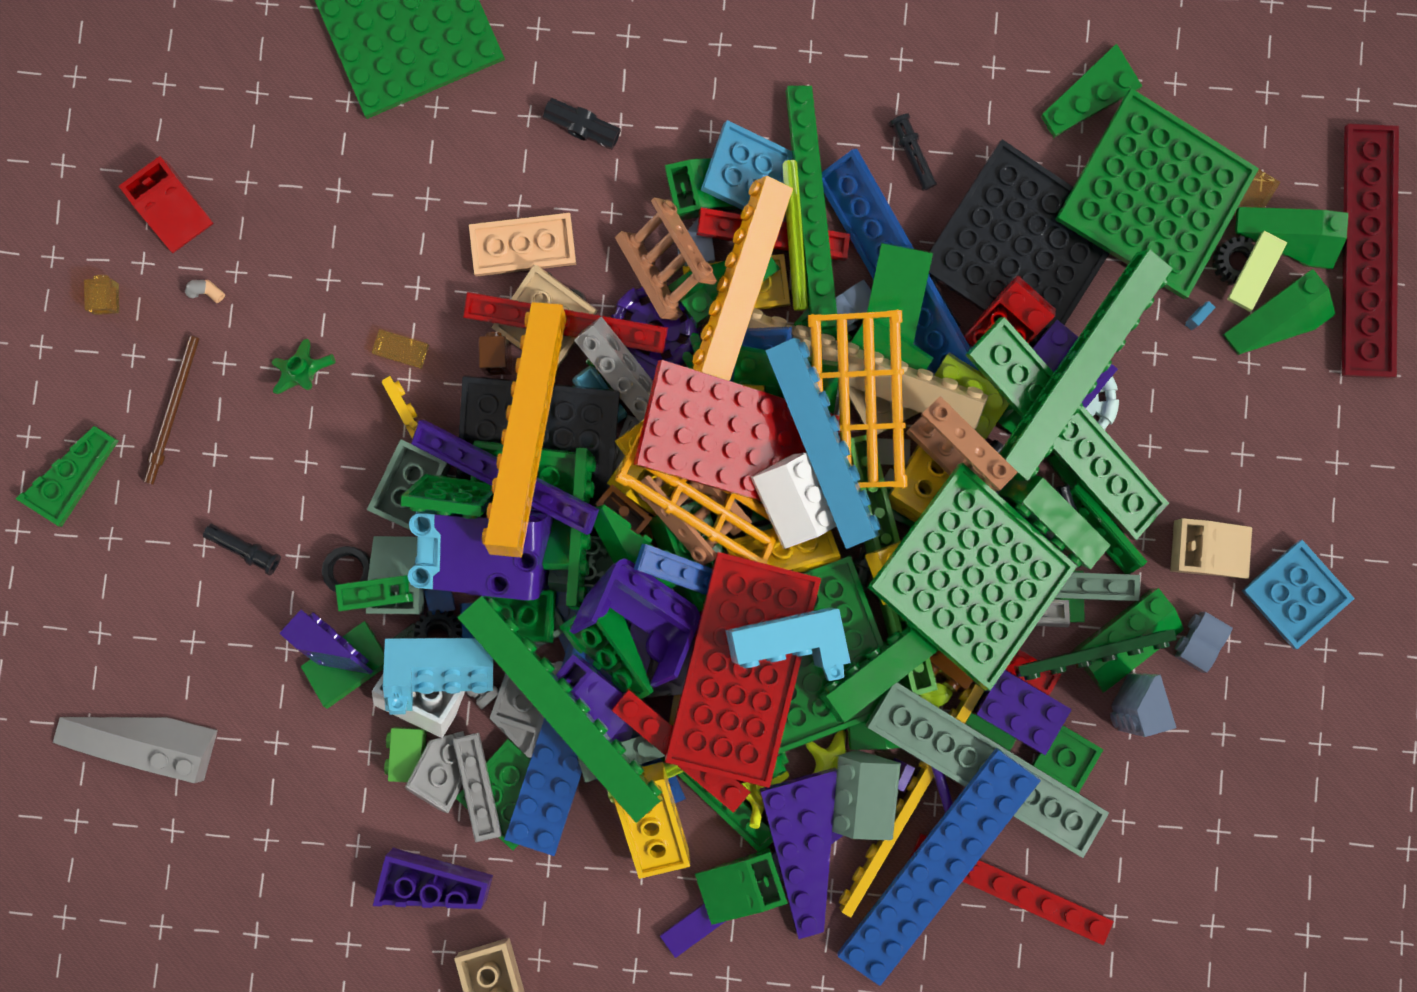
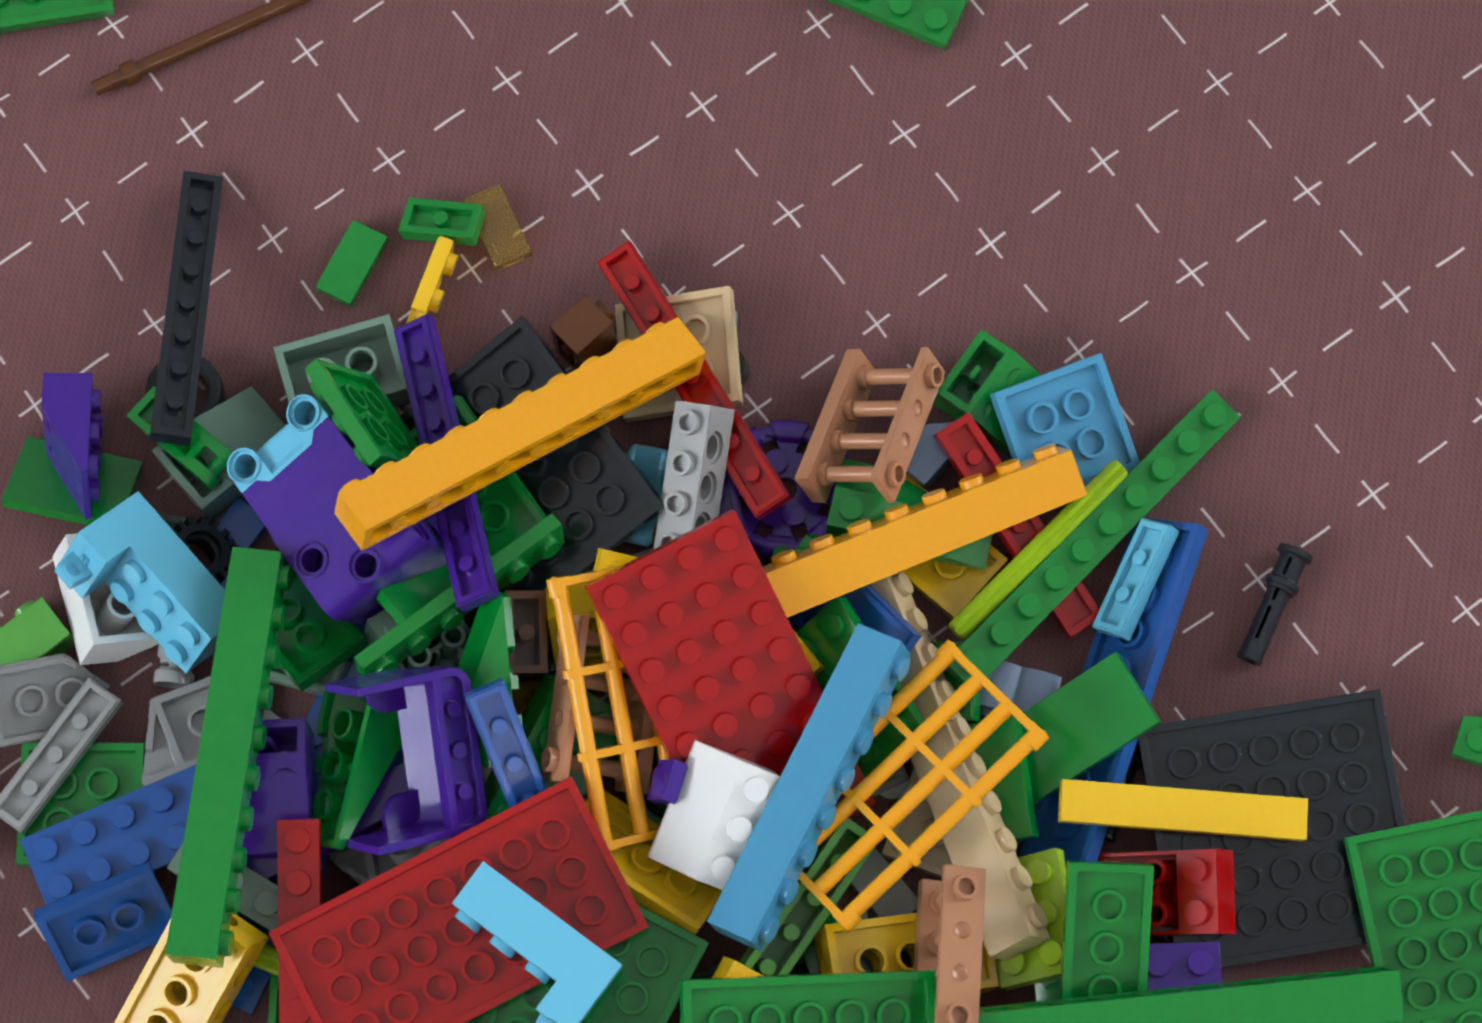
camera: 50 degrees right, 10 degrees down
(251, 553) = (111, 268): black pin -> none
(299, 368) = (373, 136): green animal -> none
(309, 535) = (186, 309): none -> black plate
(354, 434) = (352, 263): none -> green tile
(372, 372) = (436, 218): none -> green plate
(522, 243) = (746, 253): light nougat plate -> none
(581, 123) = (948, 198): black piece -> none
(581, 831) = (105, 921): none -> blue plate
(758, 508) = (667, 781): none -> dark purple tile
(848, 203) = (1135, 579): none -> medium azure tile
(979, 280) = (1182, 810): none -> yellow tile

